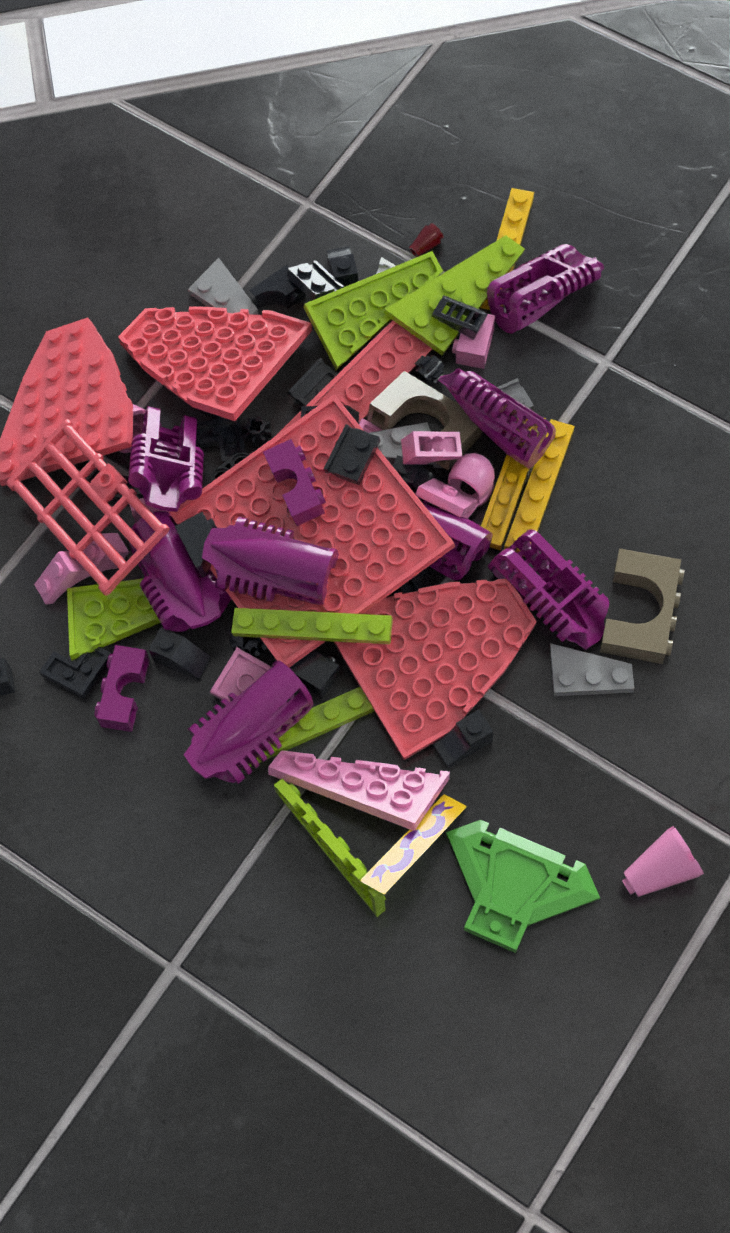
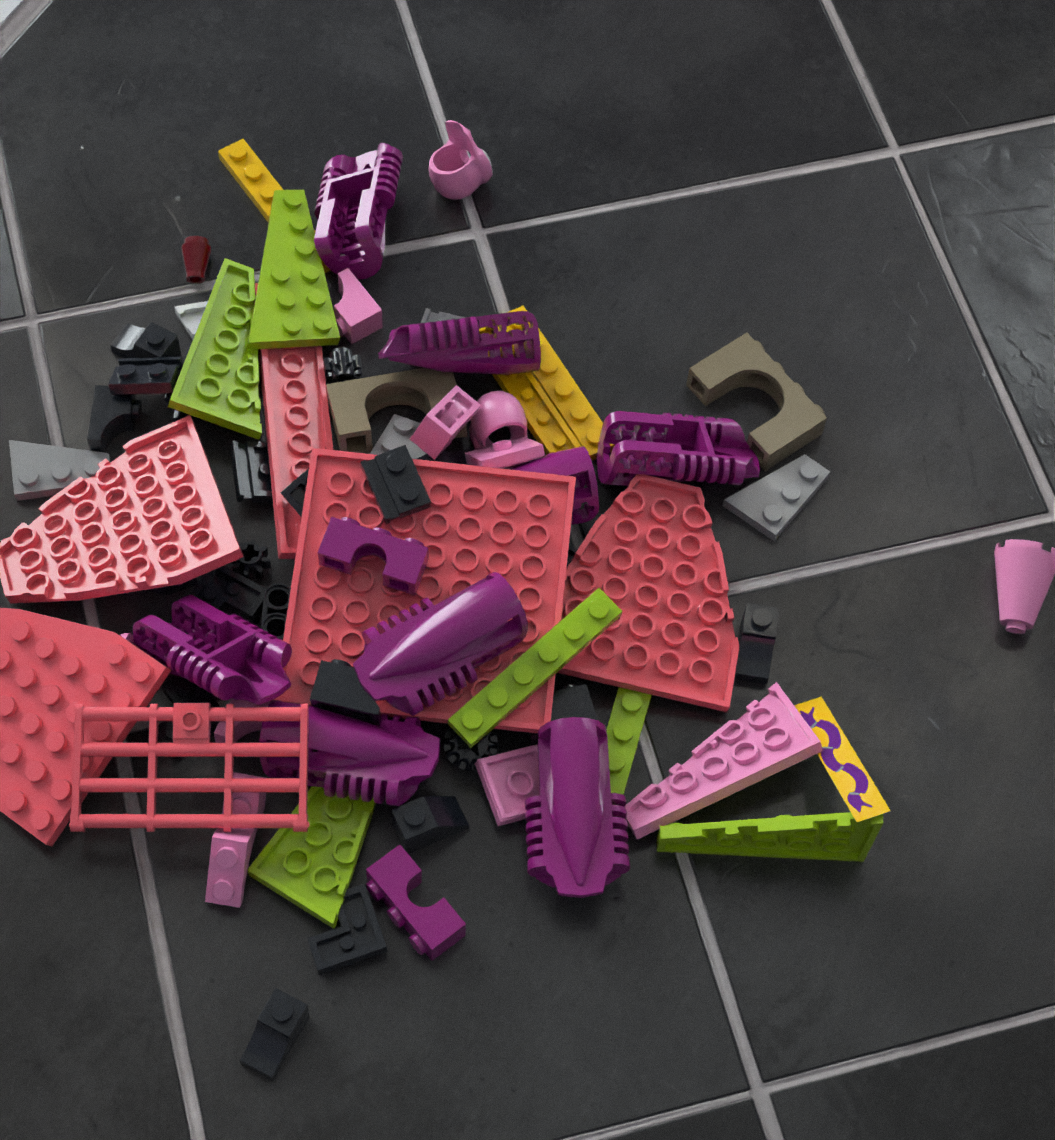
camera: 60 degrees left, 5 degrees down
(463, 309) = (341, 280): black slope -> none
(515, 883) = (933, 717): bright green plate -> none
(631, 310) = (453, 169): none -> bright pink piece

